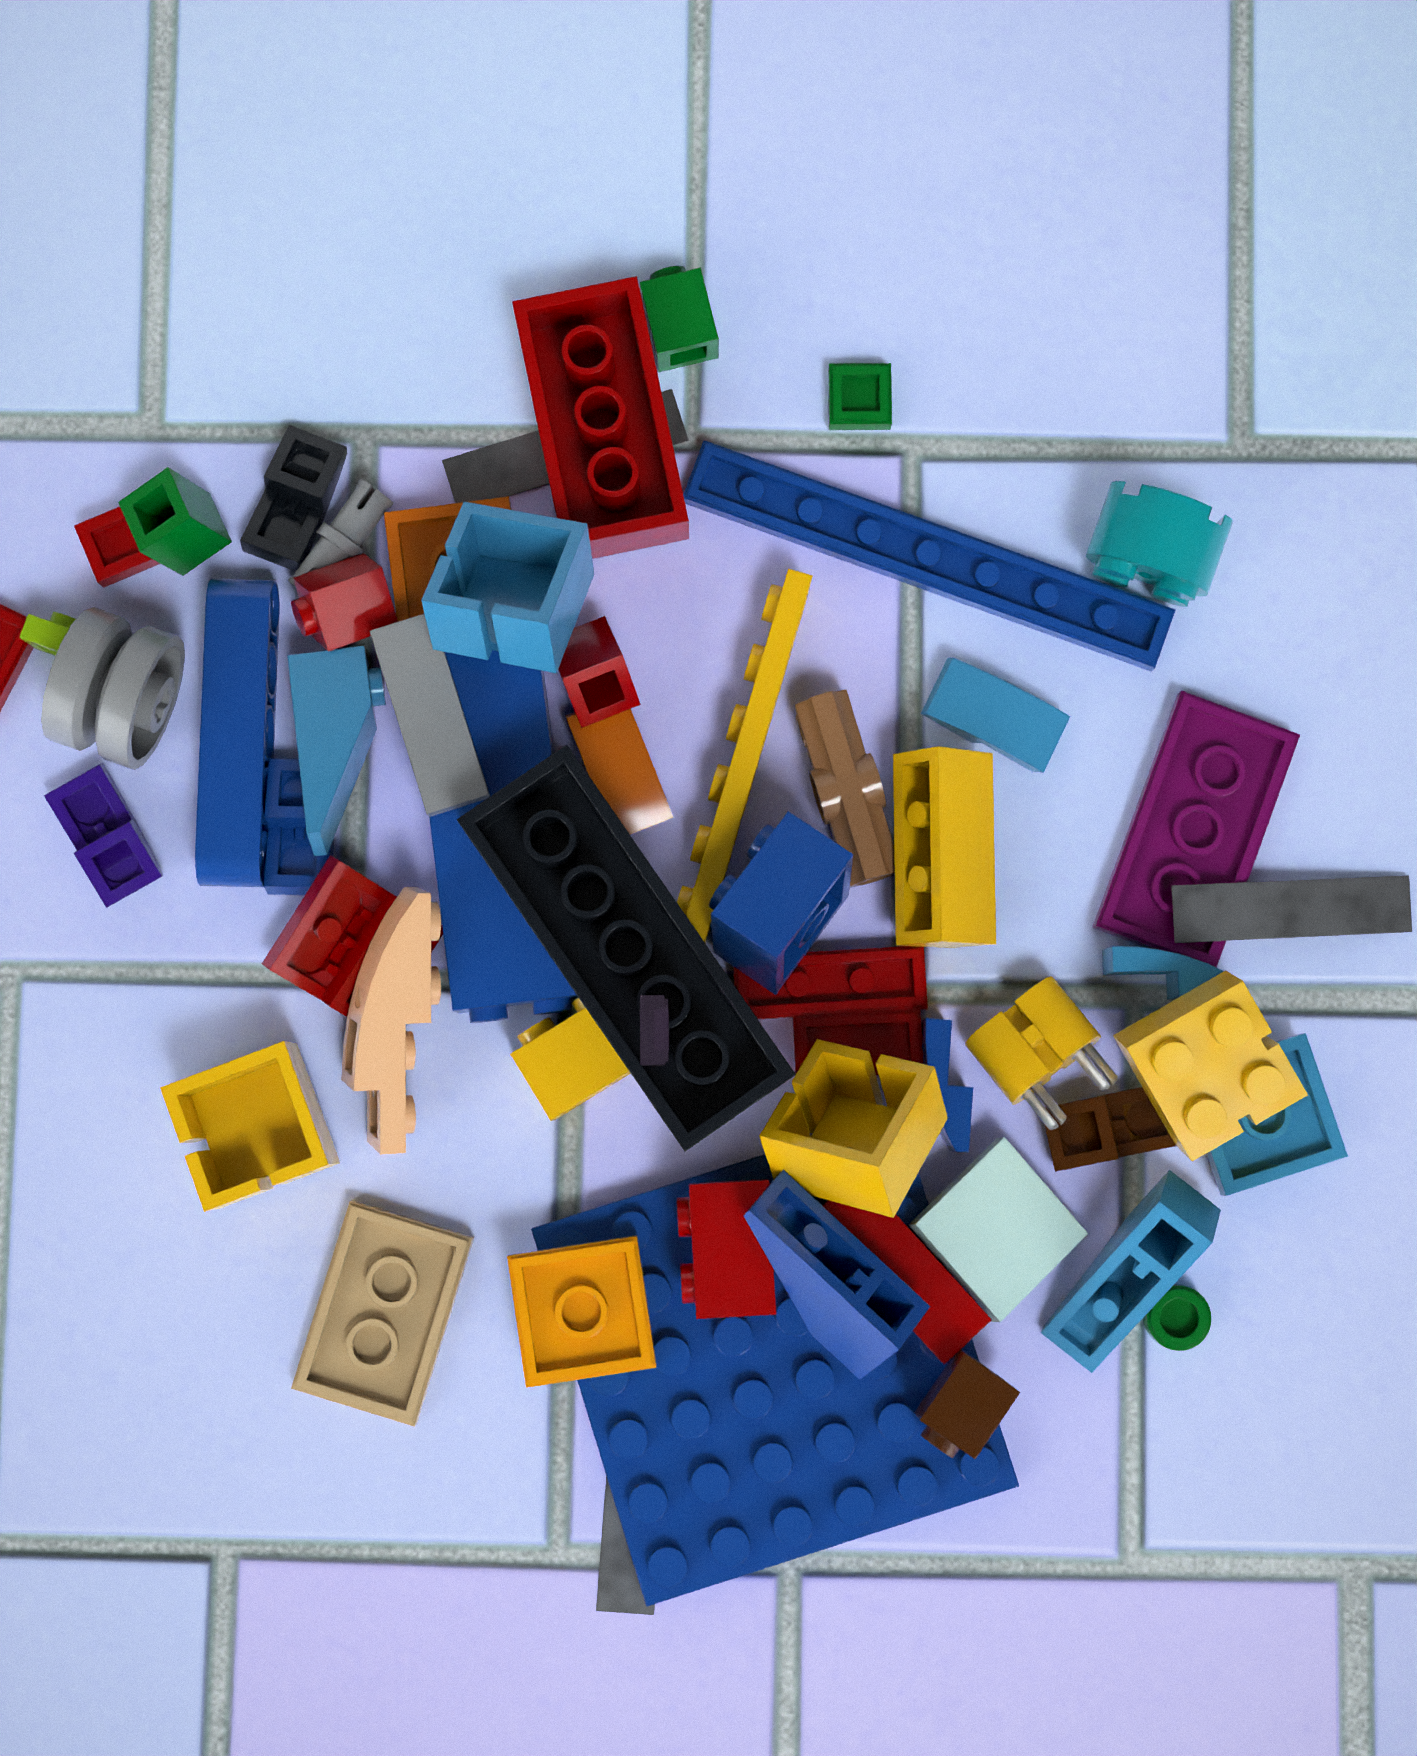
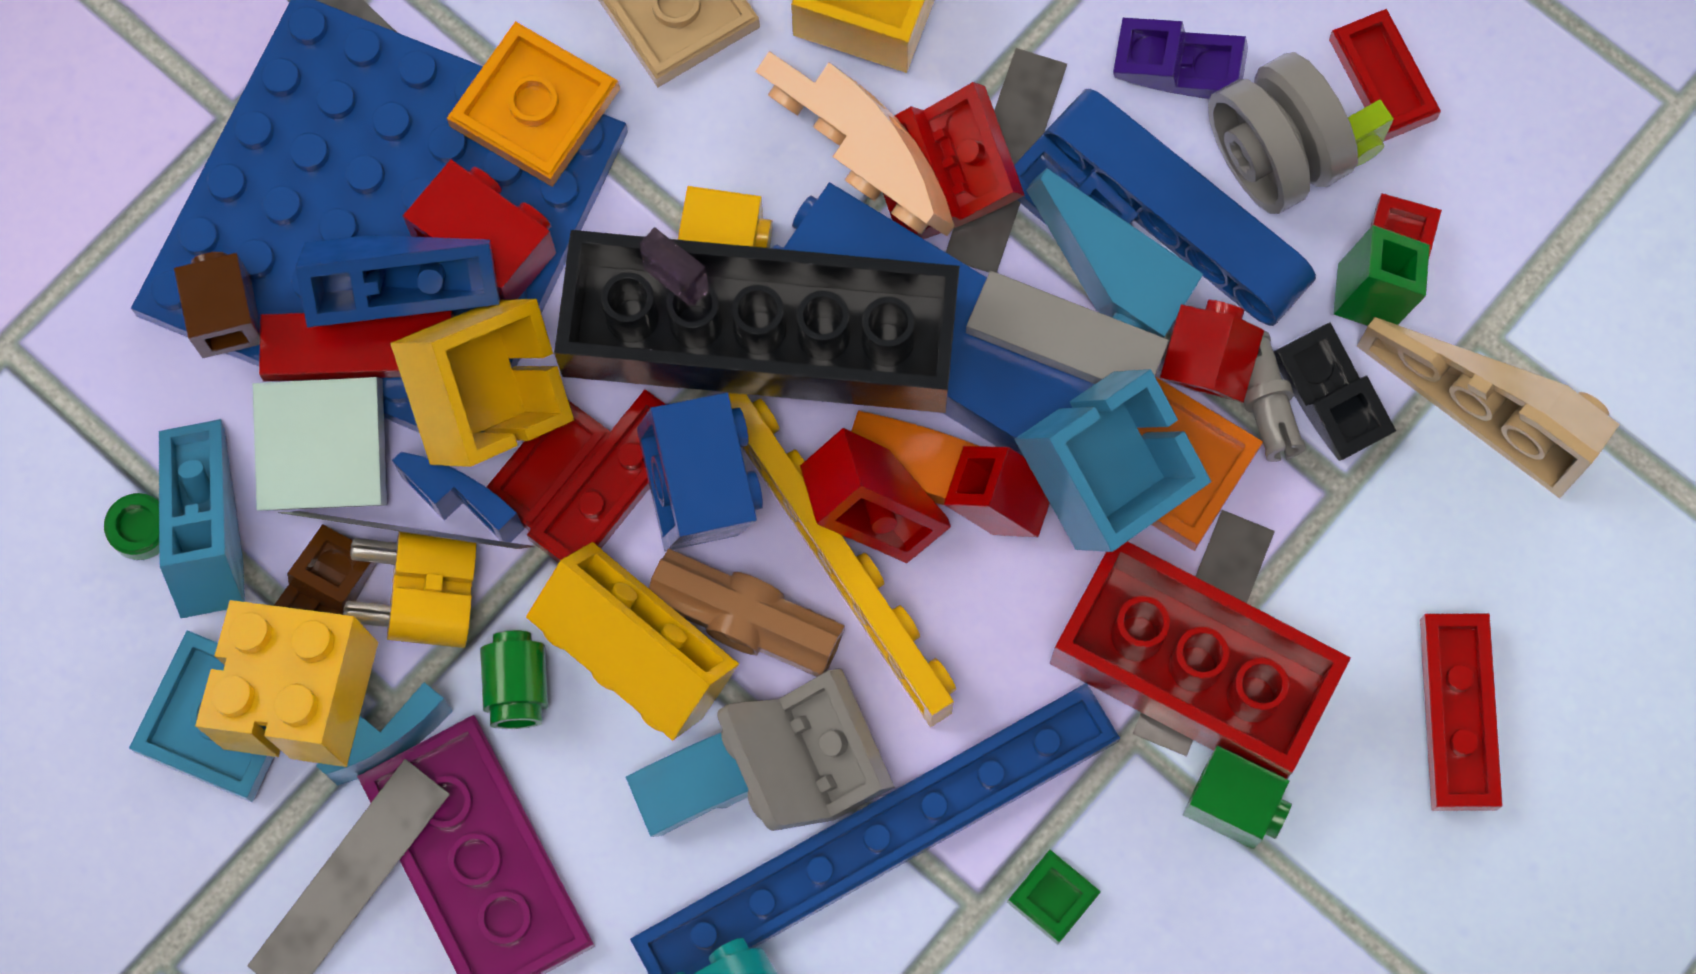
camera: 130 degrees right, 10 degrees down
(197, 323) = (1519, 414): none -> tan wedge
(257, 922) = (1023, 117): none -> flat silver sticker
(474, 213) = (1460, 712): none -> red plate
(682, 765) = (871, 497): none -> red slope
(918, 649) = (805, 753): none -> light grey bracket
(1006, 1094) = (407, 529): none -> flat silver sticker
(1046, 915) = (514, 680): none -> green brick

